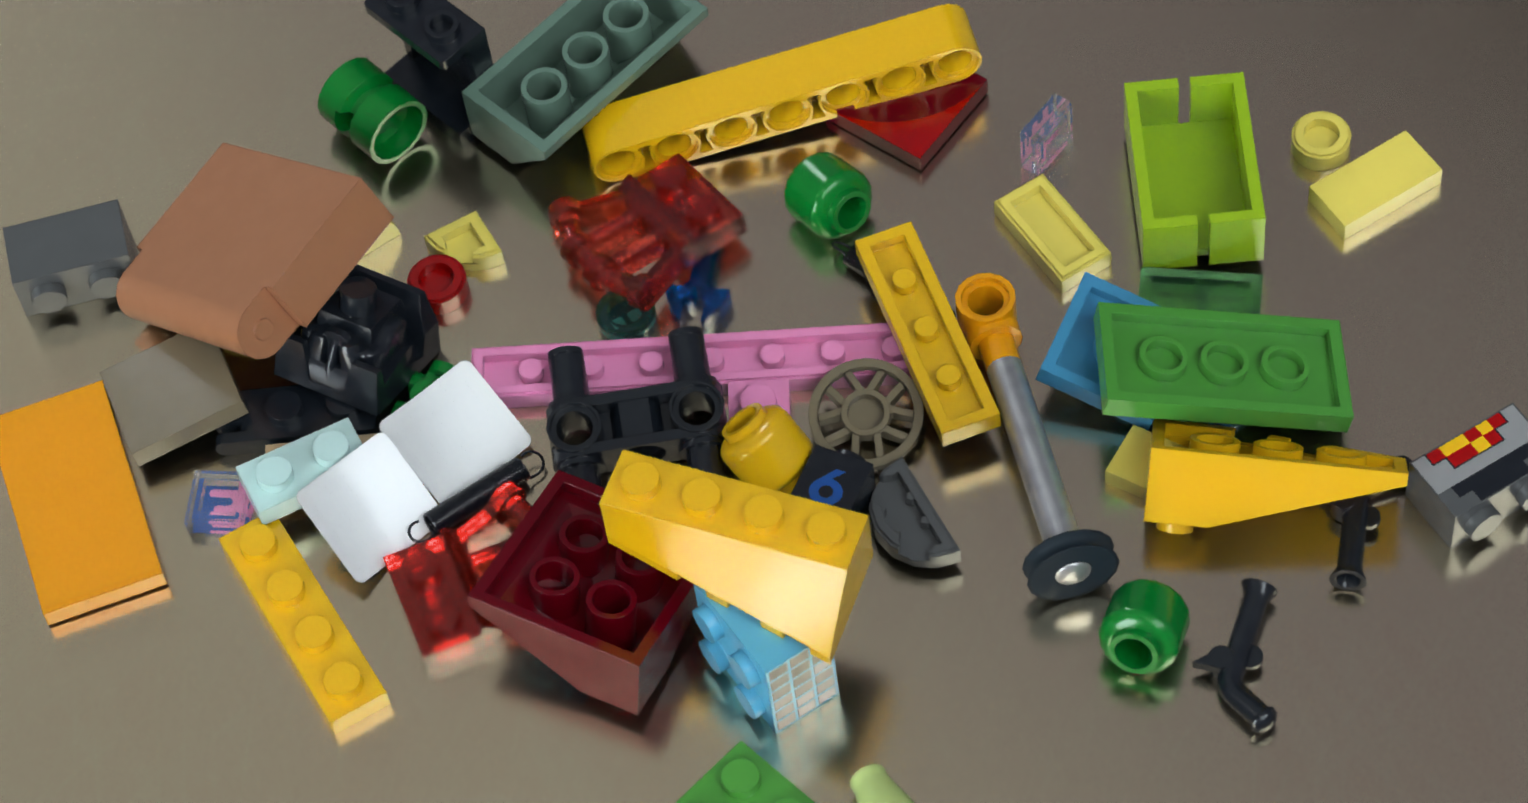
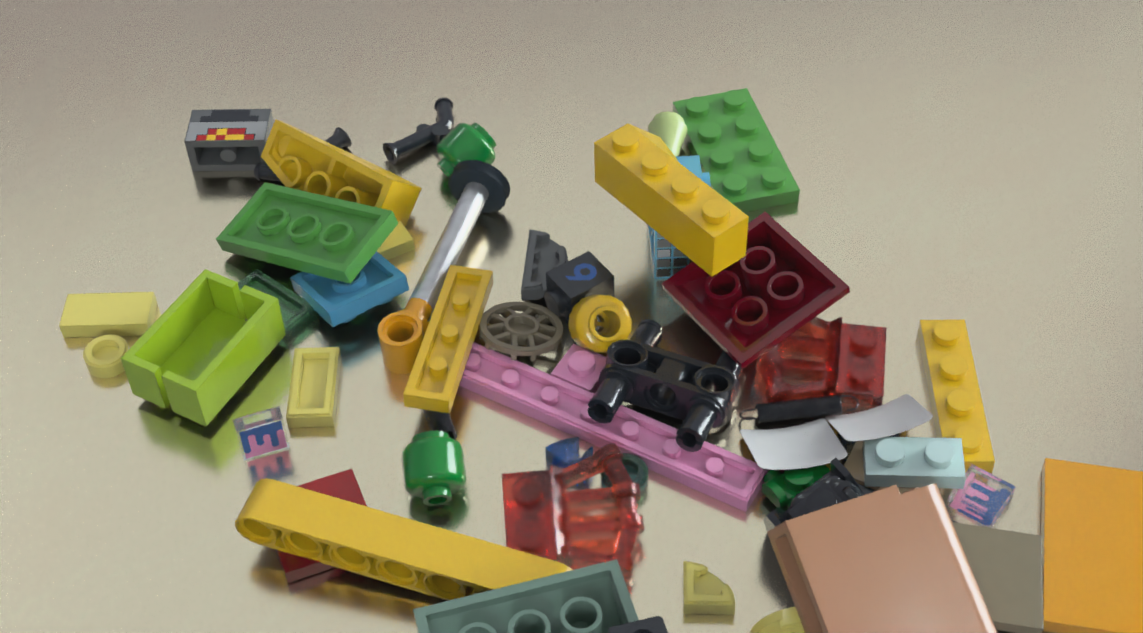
camera: 155 degrees left, 10 degrees down
(442, 280) = (744, 570): red tile -> none

